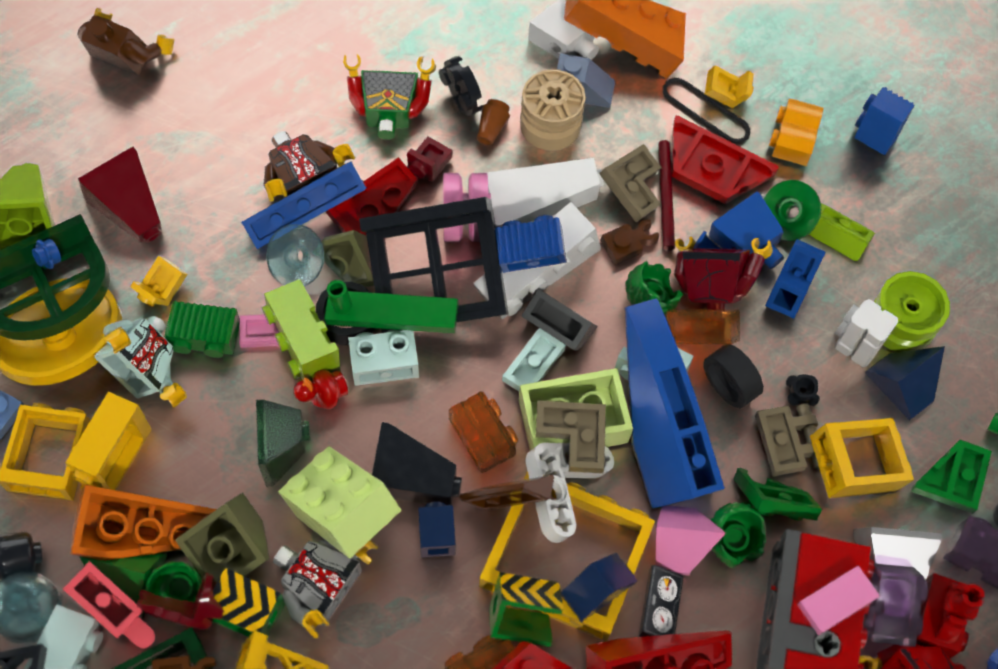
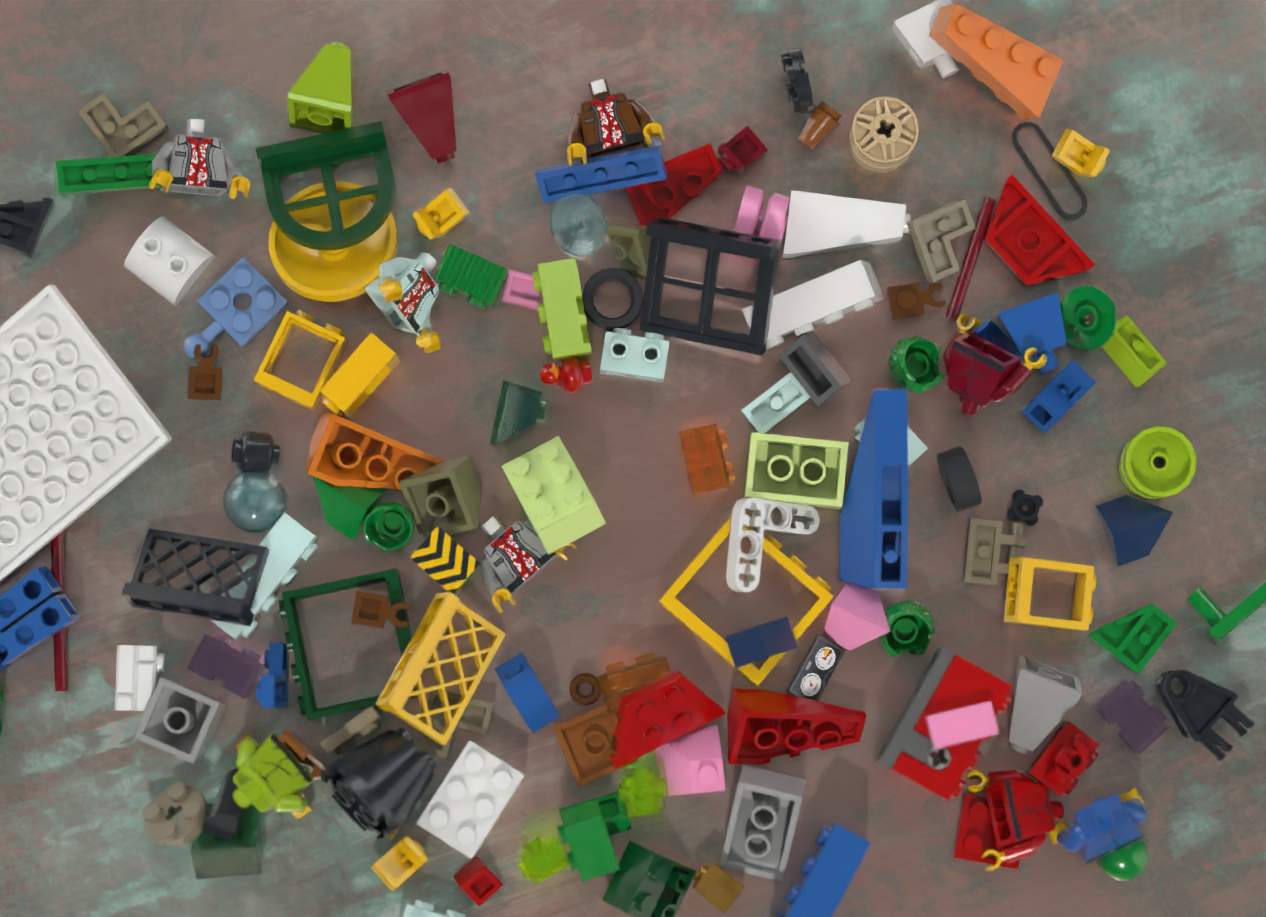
camera: 20 degrees right, 20 degrees up
(46, 253) = (340, 157): blue plate -> none
(109, 606) = (330, 529): coral brick -> none
(185, 613) = (398, 556): dark red hair -> none
(389, 97) = (720, 67): torso -> none
(389, 310) = (654, 319): green piece -> none
(413, 470) = (628, 478): black slope -> none
(437, 530) = (634, 542): dark blue brick -> none
(510, 493) = (710, 532): reddish brown slope -> none
(529, 594) = (689, 641): piece -> none
(530, 244) = (806, 295): blue brick -> none
(582, 425) = (793, 491): dark tan plate -> none
(596, 82) = (932, 105): sand blue slope -> none
(705, 326) = (948, 421): clear orange brick -> none
(777, 498) = (956, 606): green wing -> none
(797, 131) = (1131, 228): light orange brick -> none
(864, 332) = (1103, 473): white brick -> none
(882, 120) = (1220, 247): blue brick -> none
(896, 613) = (1015, 745): clear purple brick -> none

